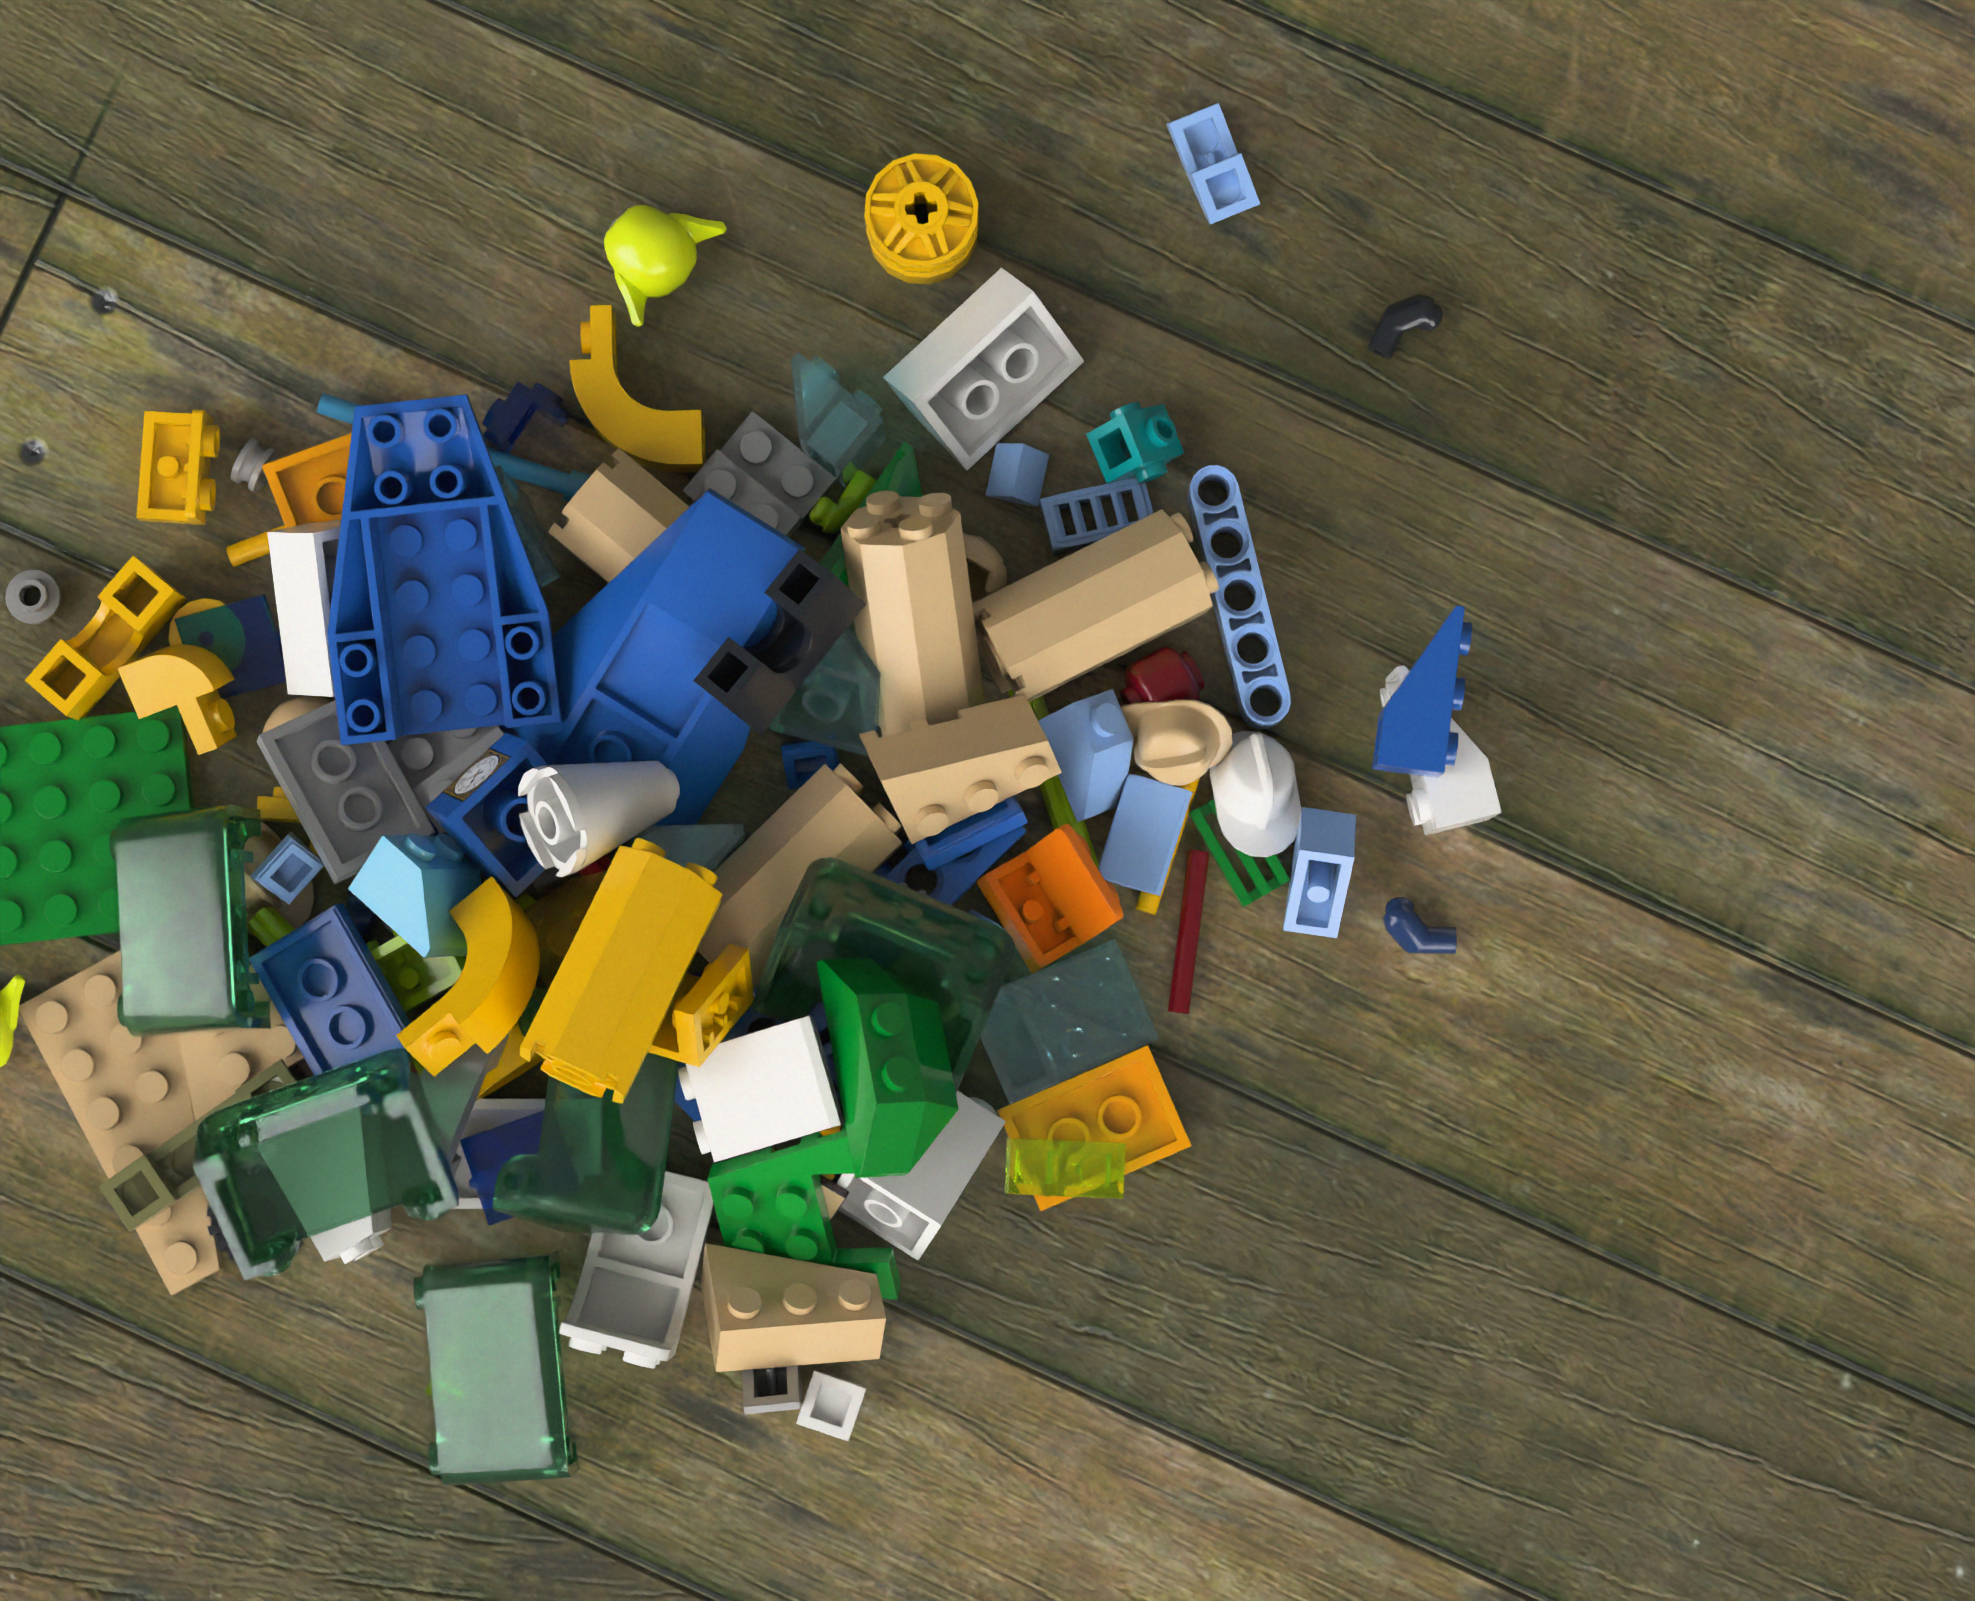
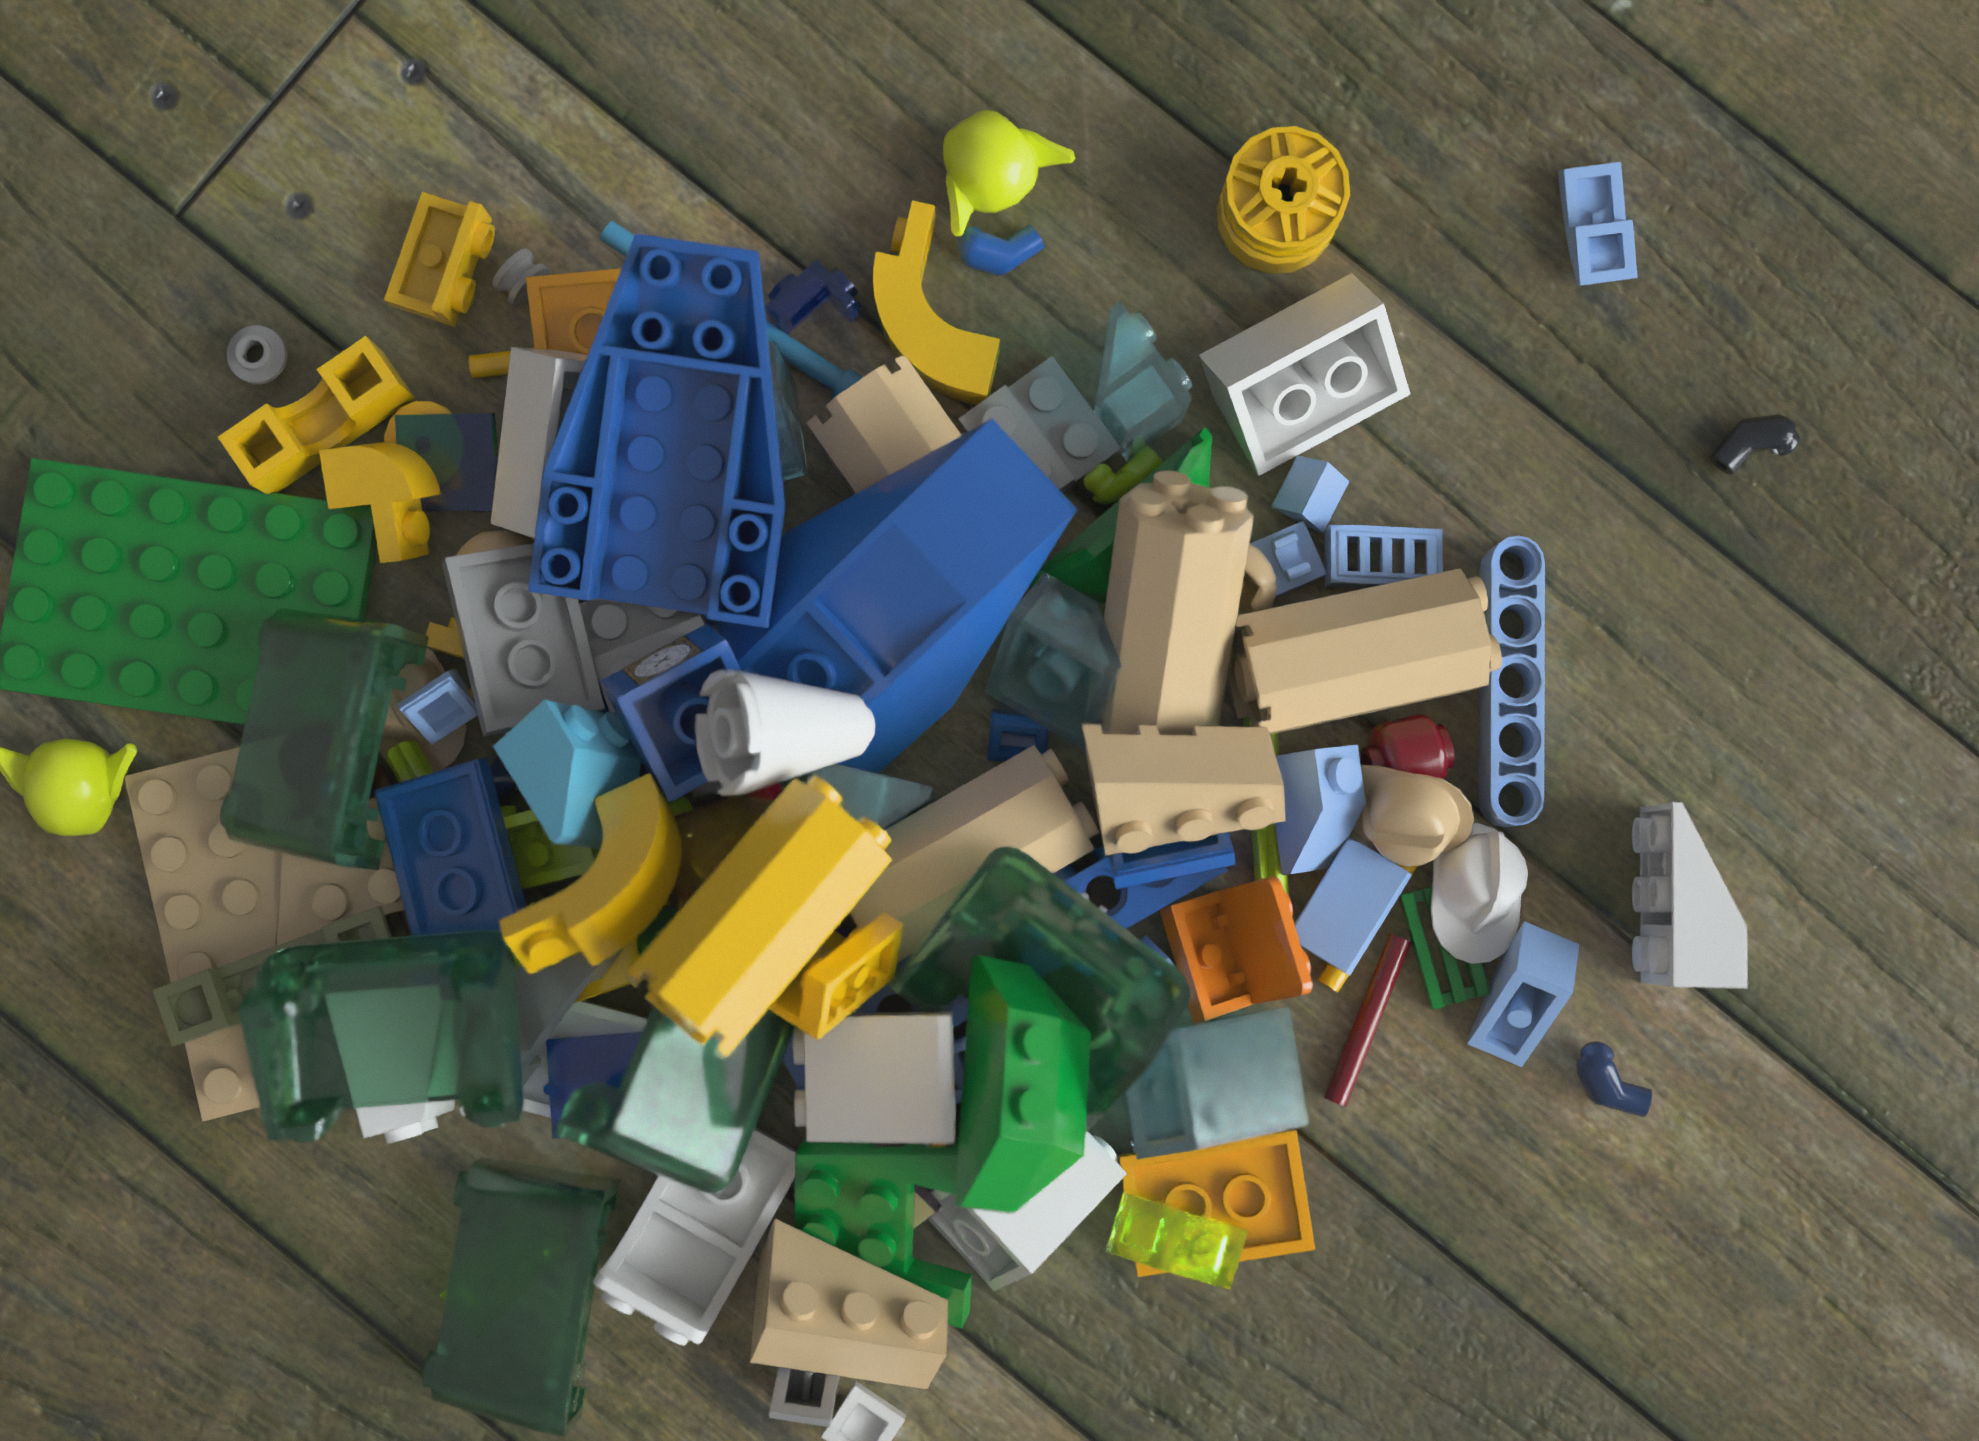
camera: 15 degrees right, 0 degrees up
(678, 332) = (995, 254): none -> blue arm
(810, 618) = (1064, 585): black arch -> none
(1014, 537) = (1292, 557): none -> light blue tile
(1135, 443) = (1446, 492): teal brick -> none
(1417, 717) = (1688, 862): blue slope -> none

